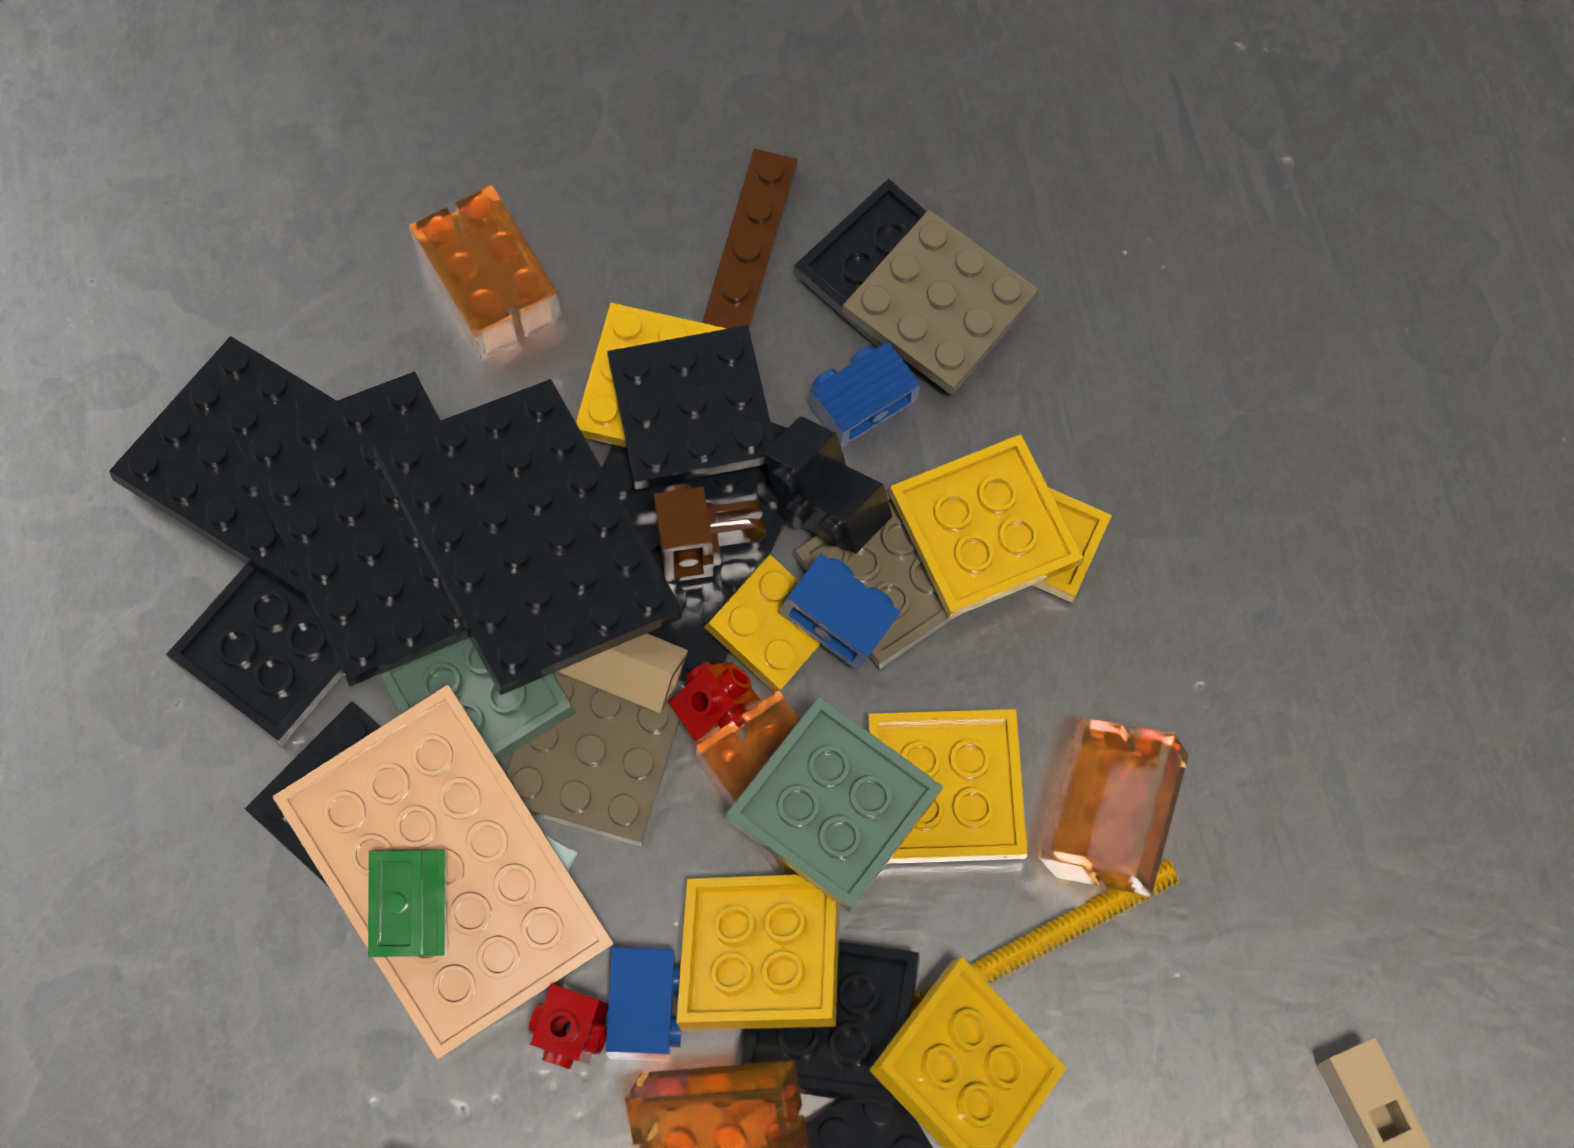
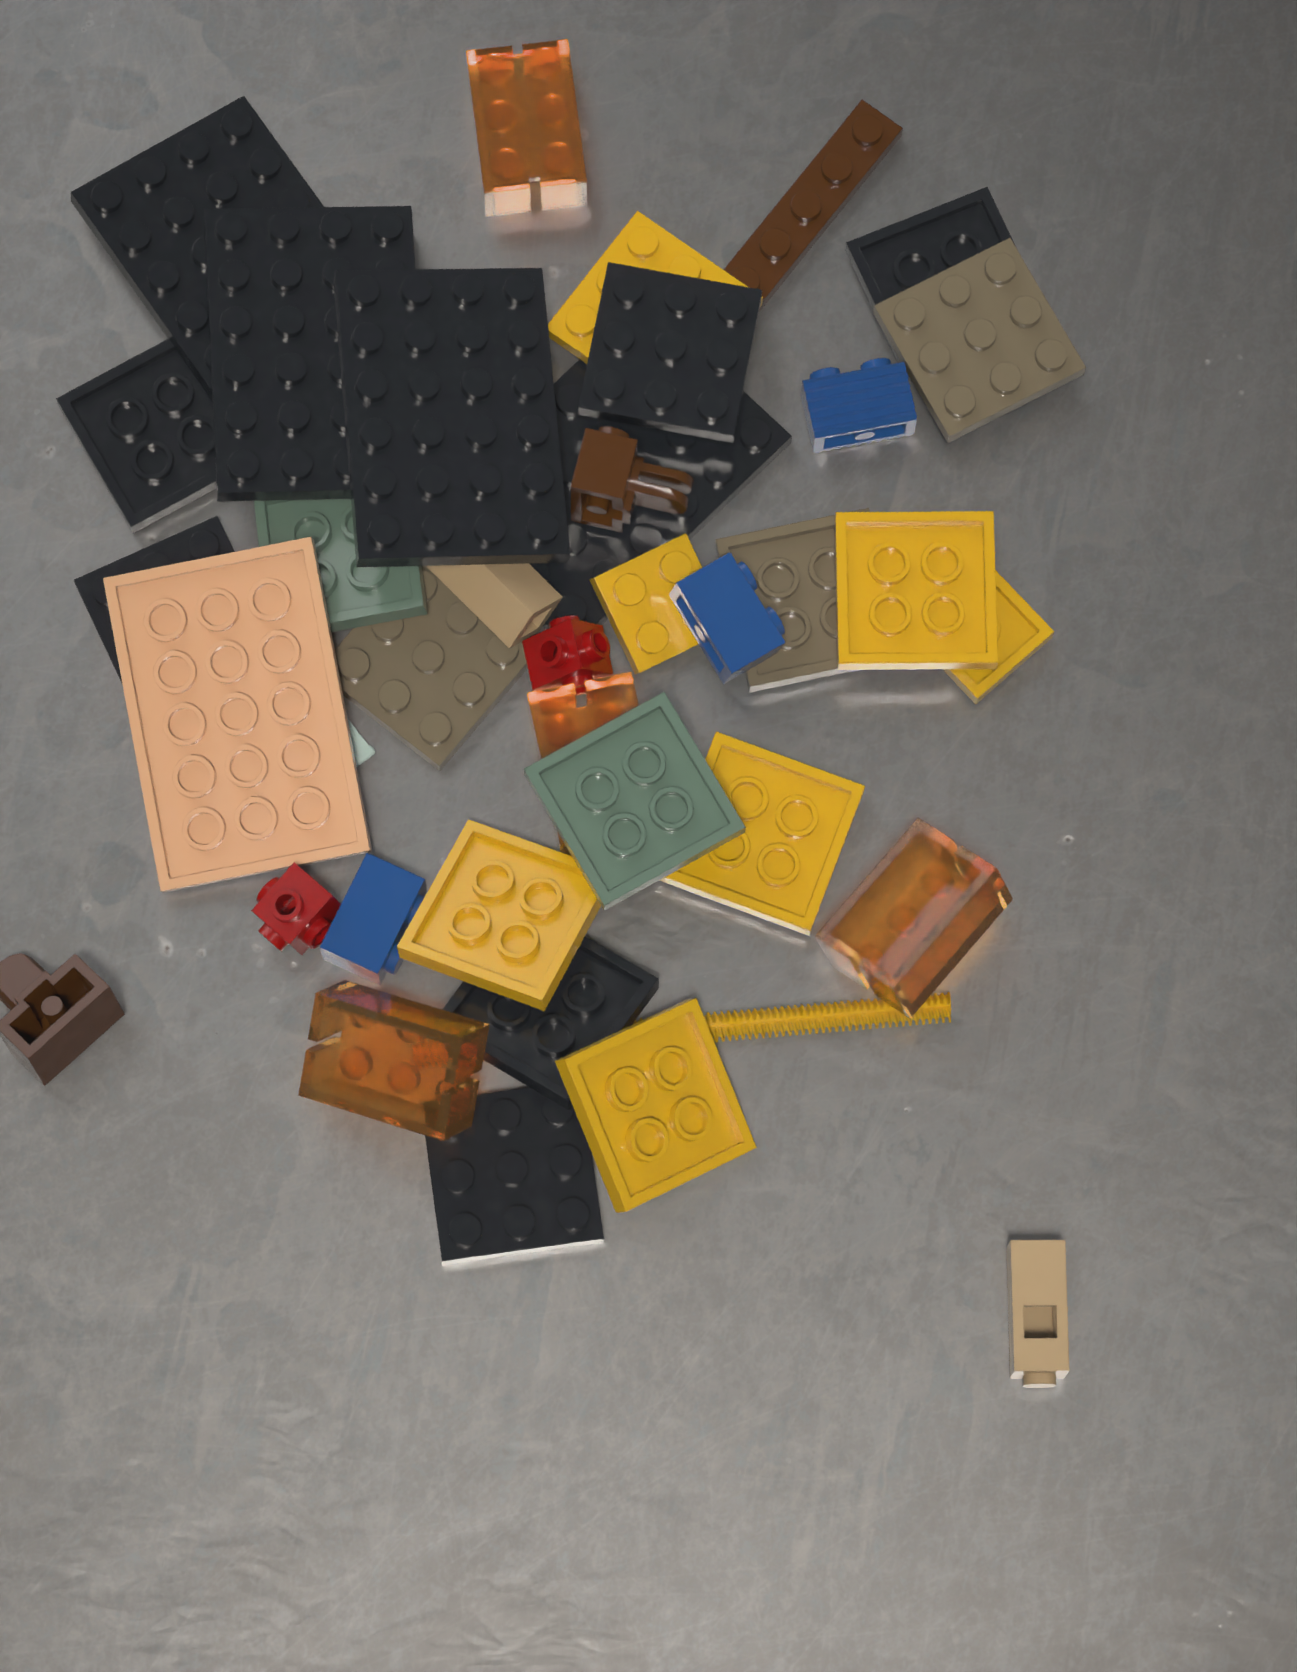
camera: 25 degrees right, 5 degrees up
(407, 903) = (189, 731): green plate -> none
(820, 488) = (765, 489): black brick -> none

